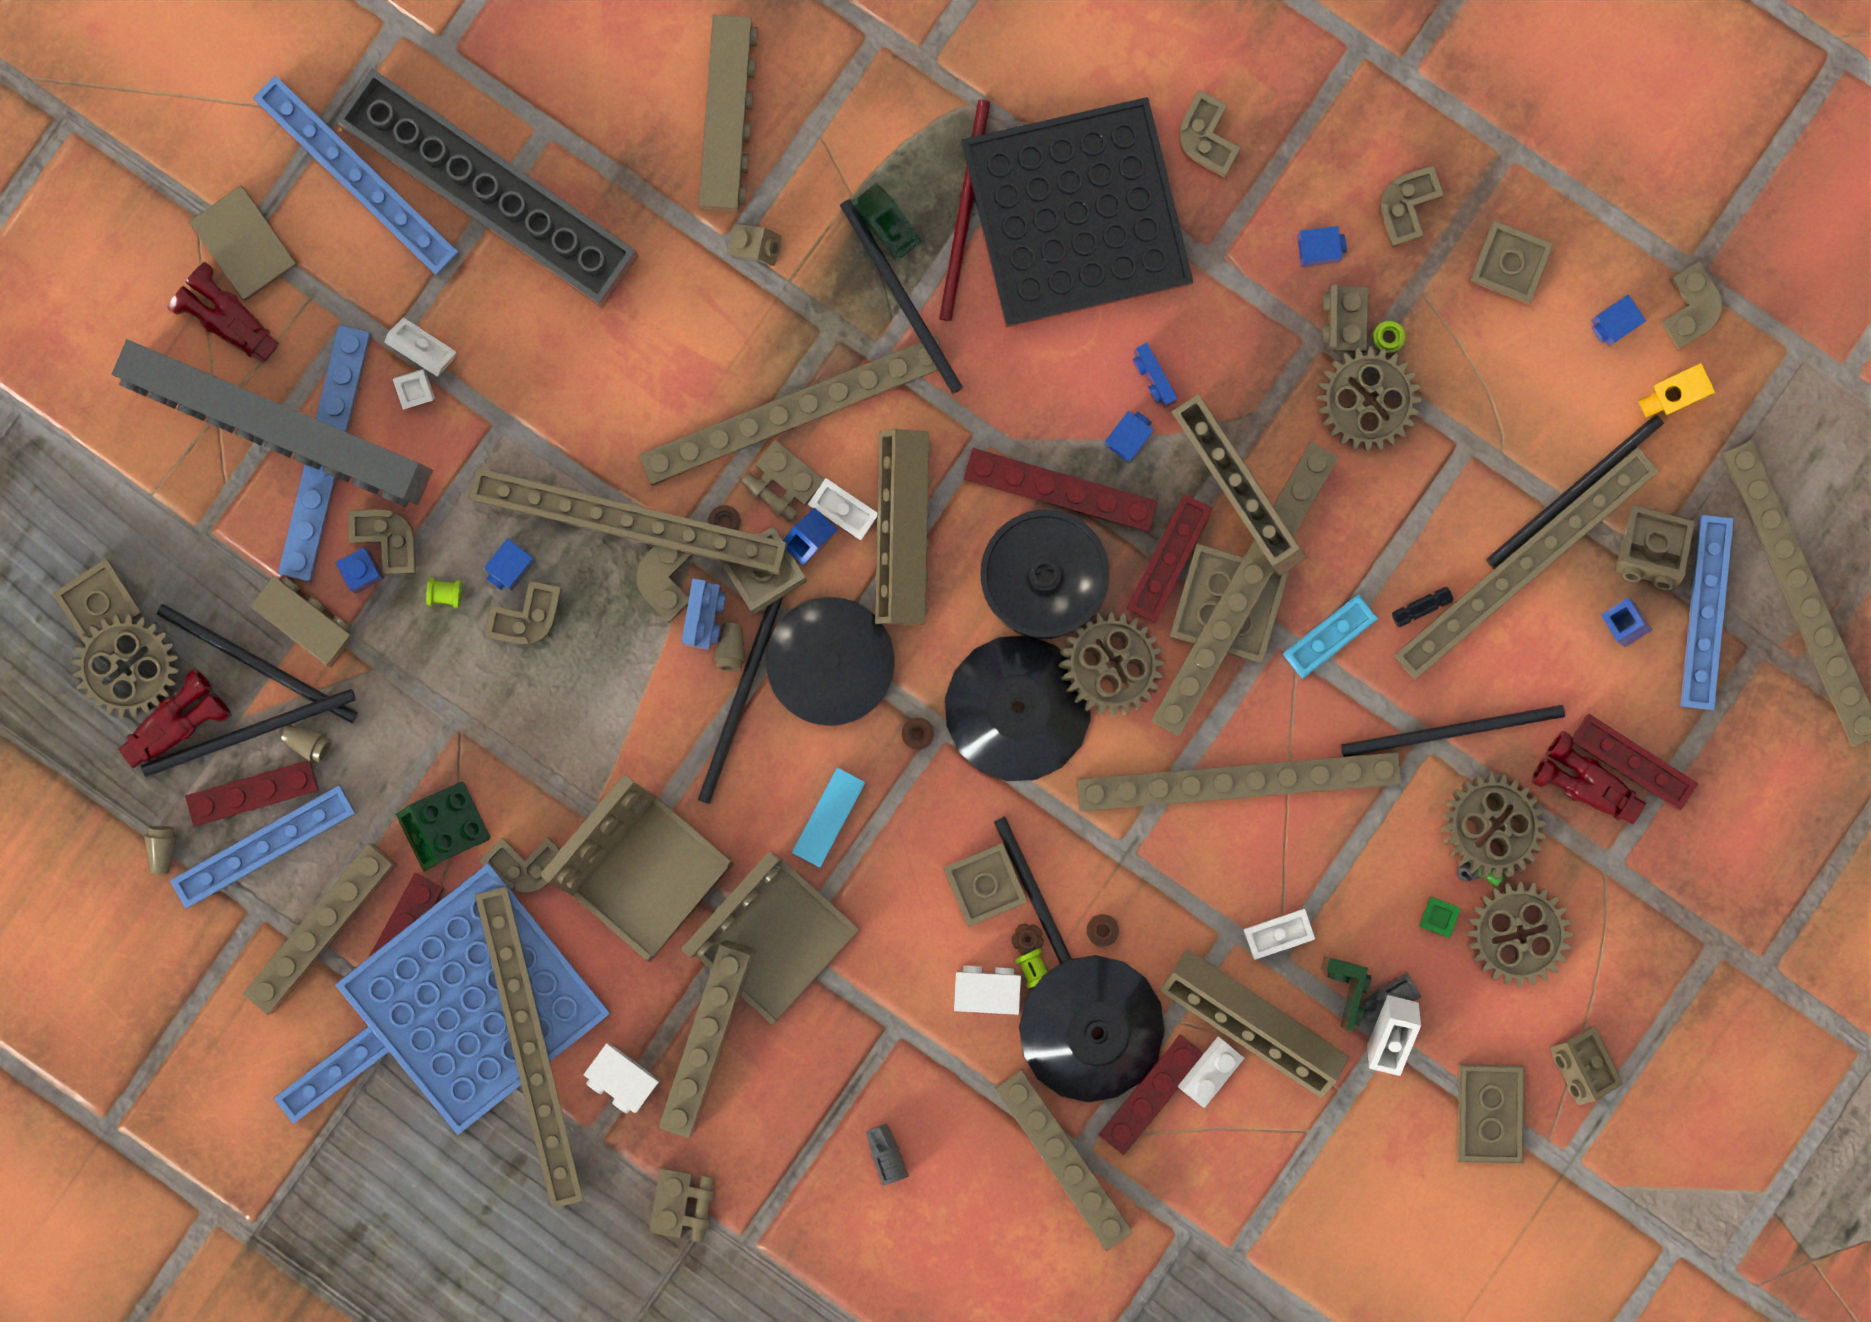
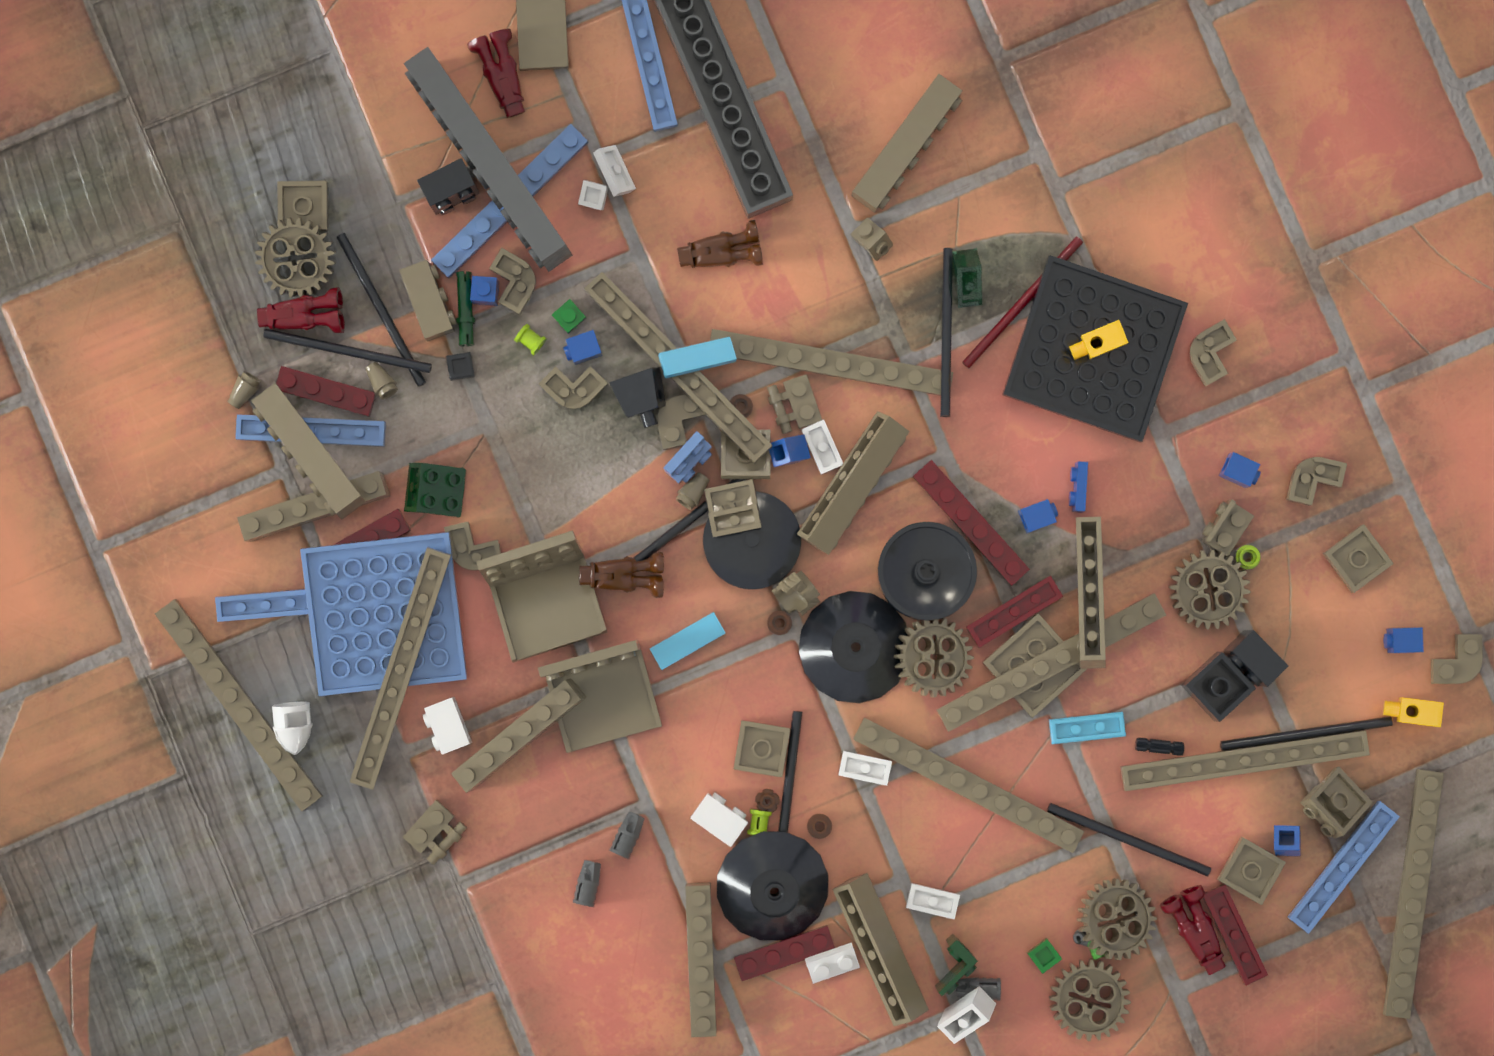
camera: 25 degrees right, 0 degrees up
(247, 480) = (448, 187): none -> black brick
(276, 871) = (308, 451): none -> dark tan brick
(358, 615) = (465, 311): none -> dark green pin
(374, 1201) = (238, 704): none -> dark tan plate
(385, 671) = (460, 366): none -> black tile
(448, 1185) = (292, 725): none -> white helmet
(471, 540) = (569, 316): none -> green plate
(590, 365) = (717, 249): none -> reddish brown piece
(606, 577) = (641, 394): none -> black torso
(642, 496) = (697, 357): none -> medium azure tile
(706, 793) = (618, 574): none -> reddish brown piece
(786, 638) = (733, 508): none -> dark tan slope
(897, 1073) = (627, 835): none -> dark grey hinge
(916, 689) = (797, 593): none -> dark tan hair
(1085, 188) = (1111, 338): none -> yellow torso
(1112, 834) = (865, 768): none -> white plate
(1445, 500) = (1218, 686): none -> black brick
(1466, 444) = (1255, 658): none -> black brick
(1608, 680) = (1251, 870): none -> dark tan plate

